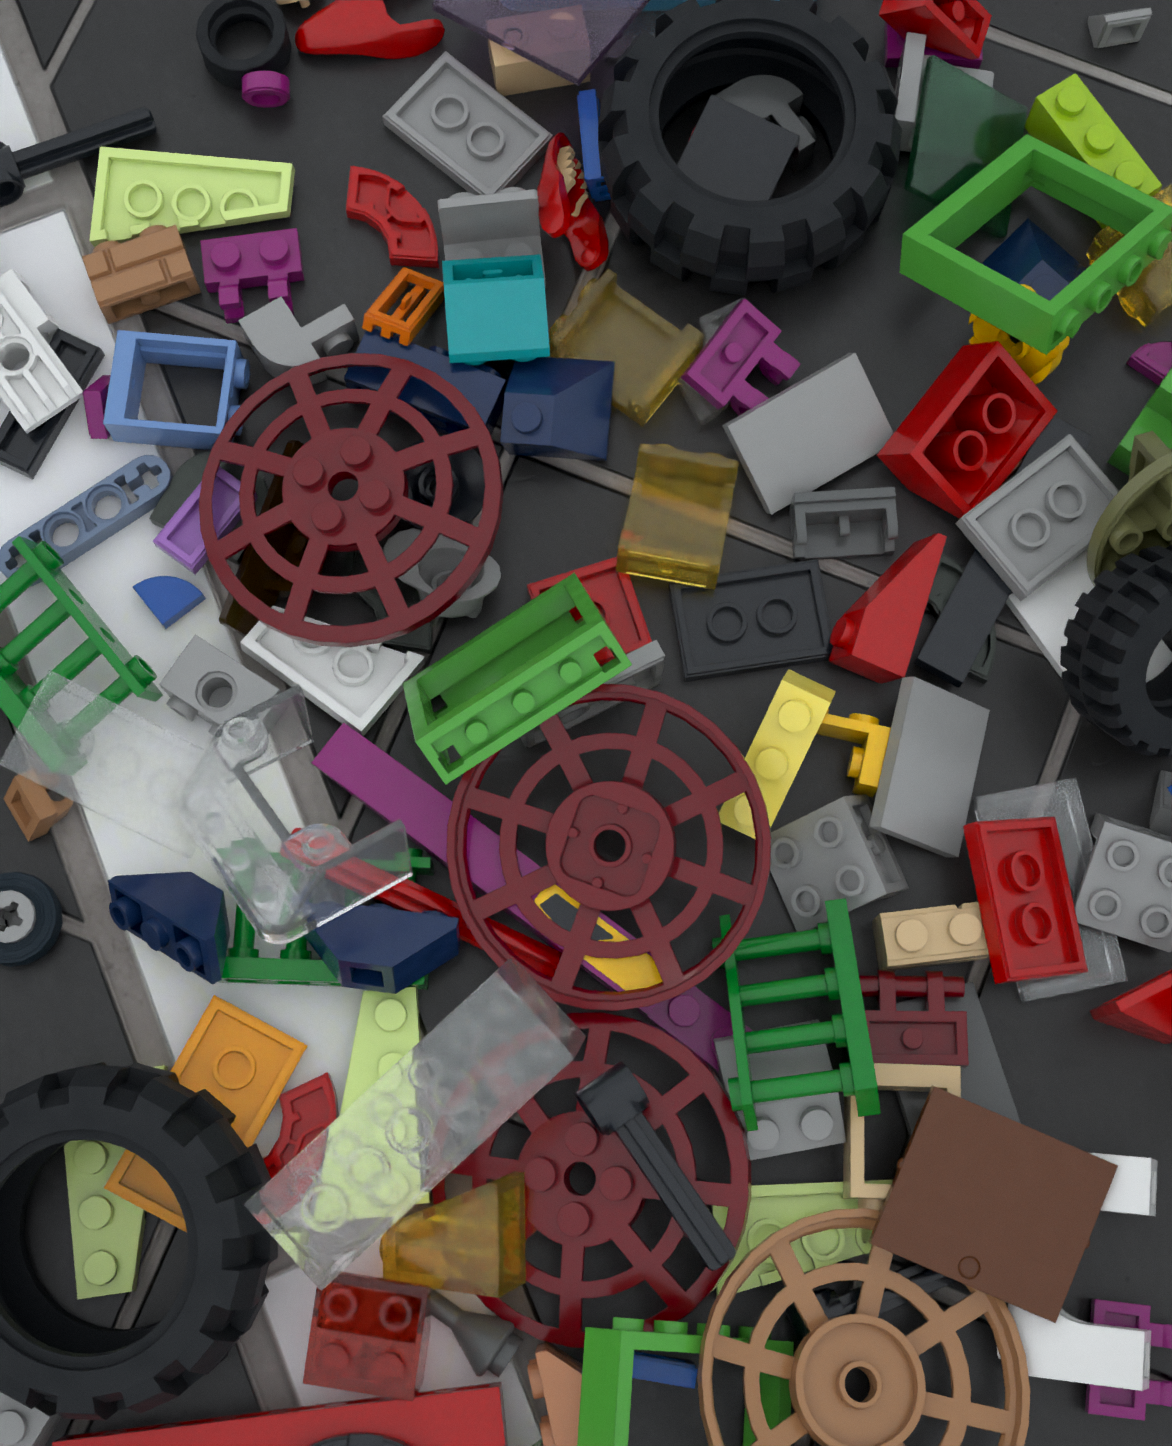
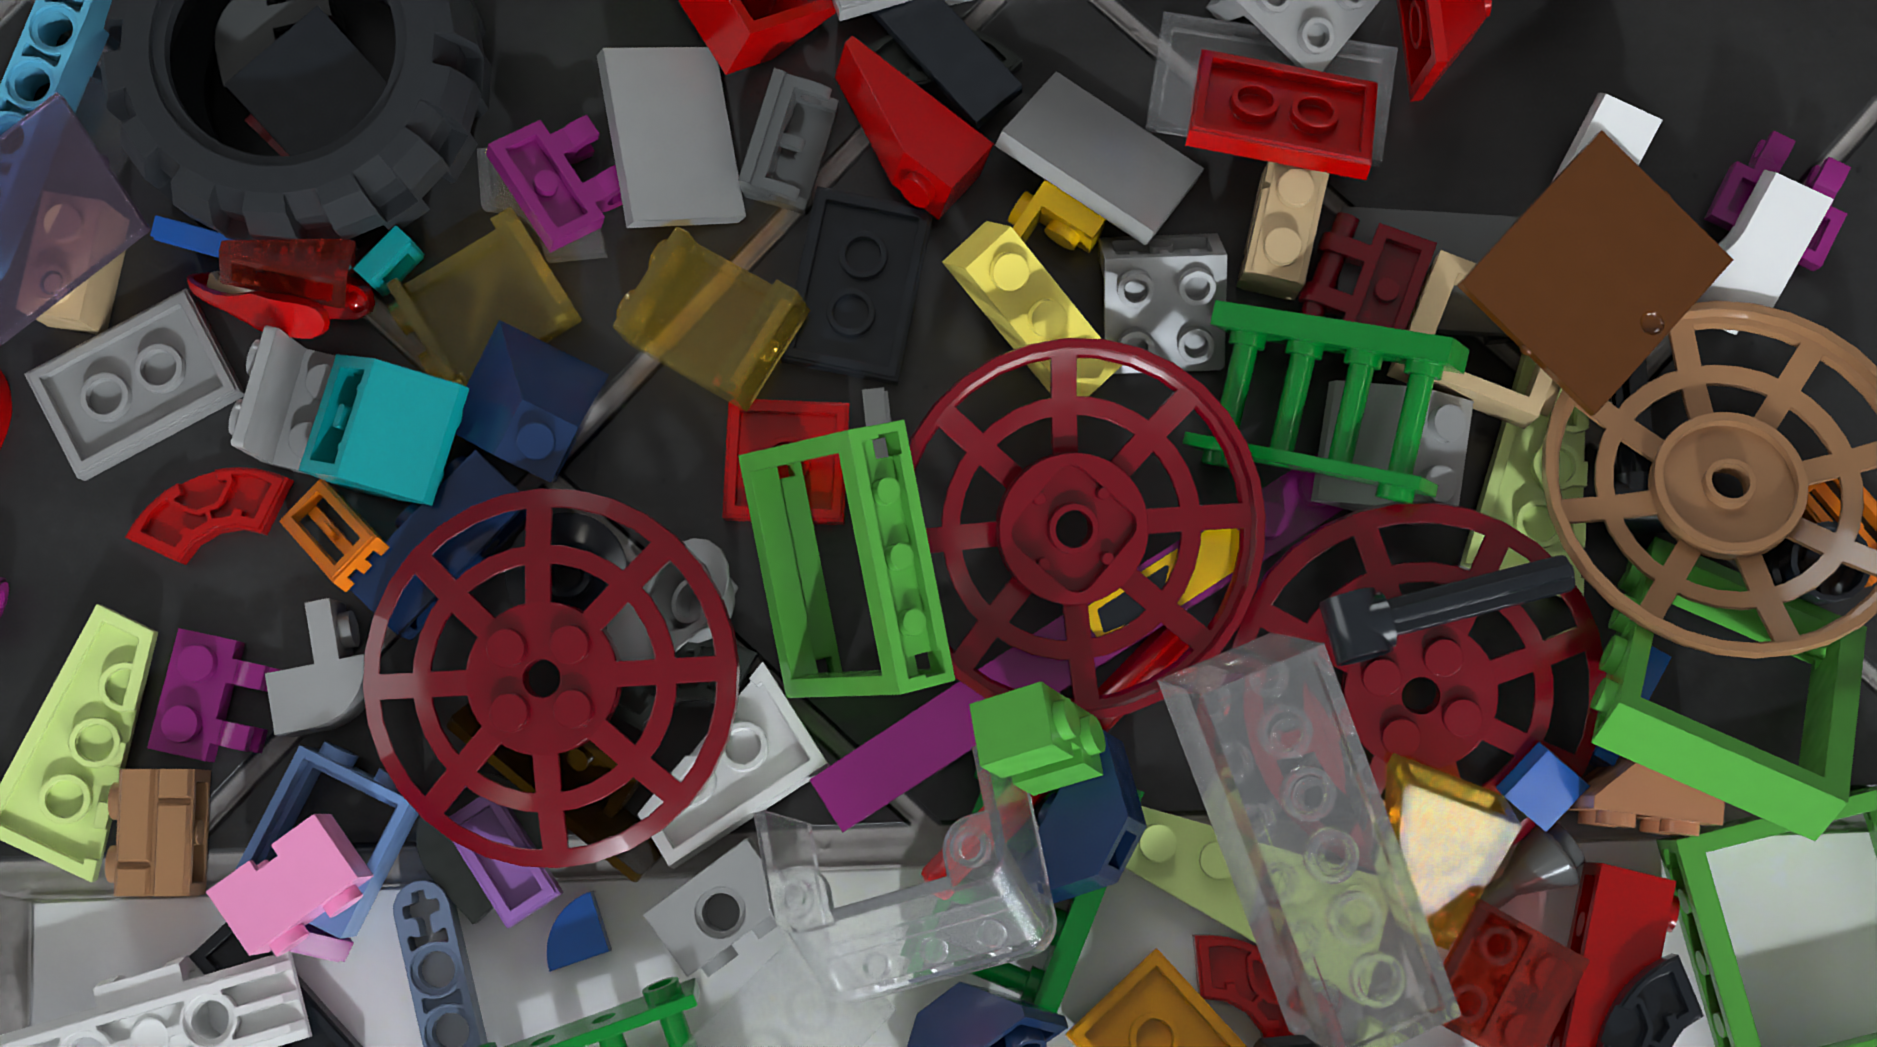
camera: 70 degrees left, 5 degrees up
(138, 380) = (277, 898): none -> bright pink brick
(425, 870) = (1037, 738): none -> bright green brick
(543, 1311) = (1542, 786): none -> tile
(592, 201) = (294, 267): none -> clear red slope
(631, 266) = (391, 258): none -> teal tile

